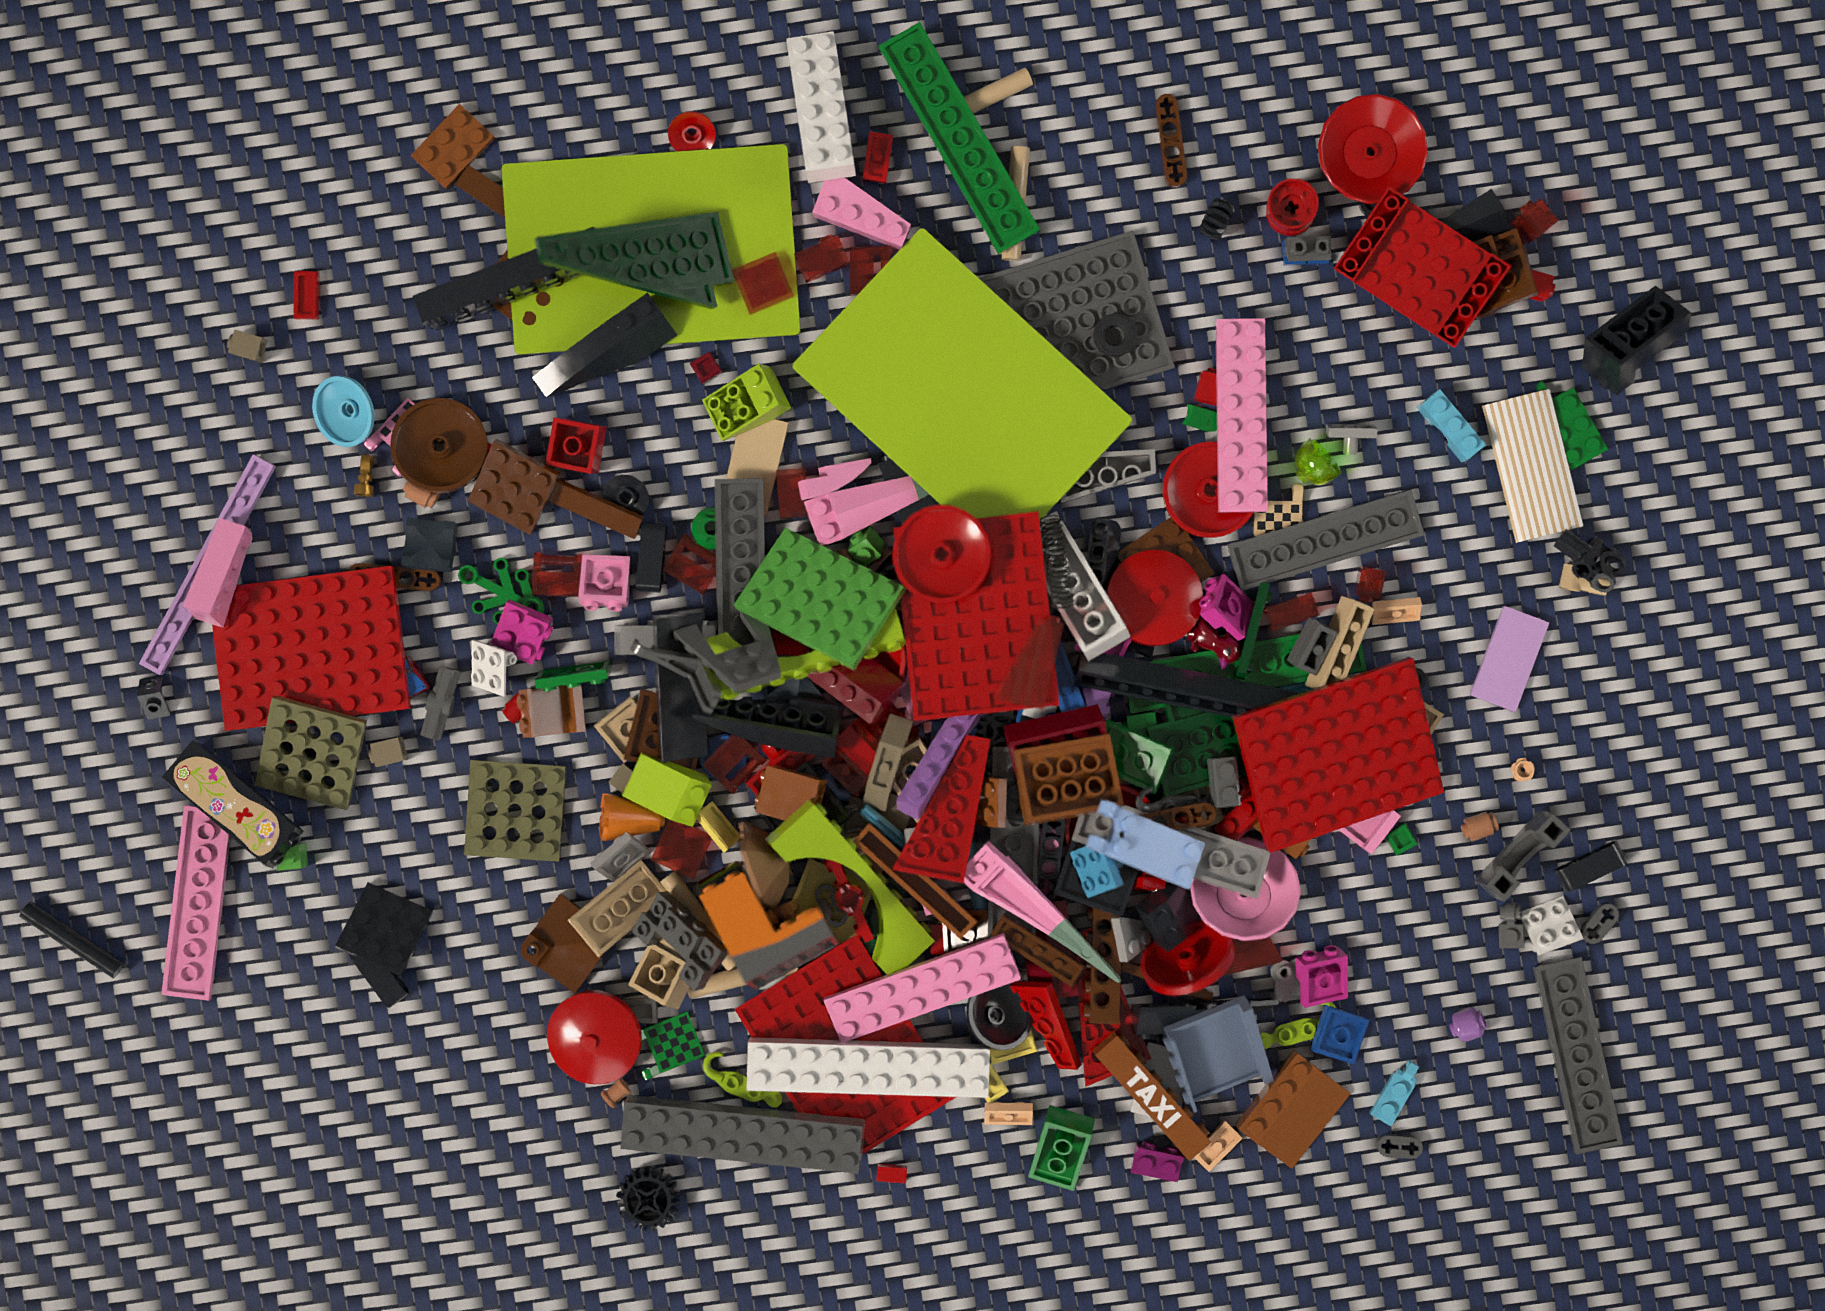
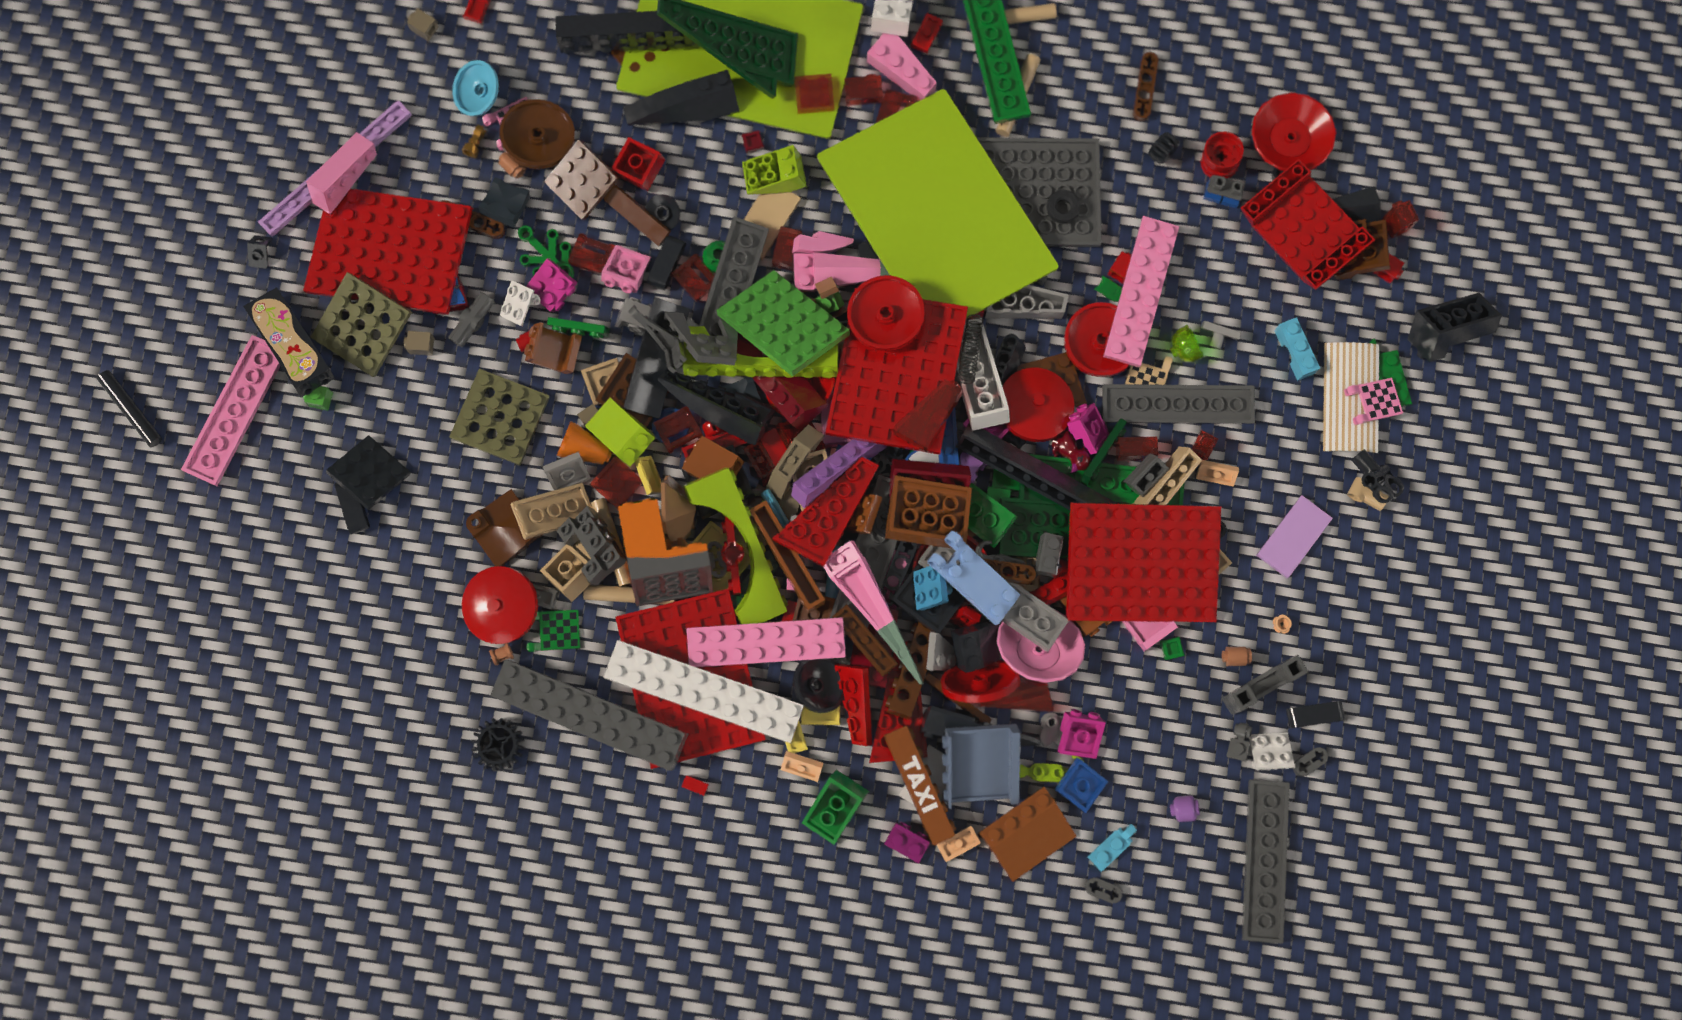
camera: 20 degrees right, 10 degrees down
(737, 1083) = (596, 677): lime piece -> none
(858, 535) = (826, 287): none -> medium nougat tile
(1566, 461) = (1378, 400): none -> bright pink flag

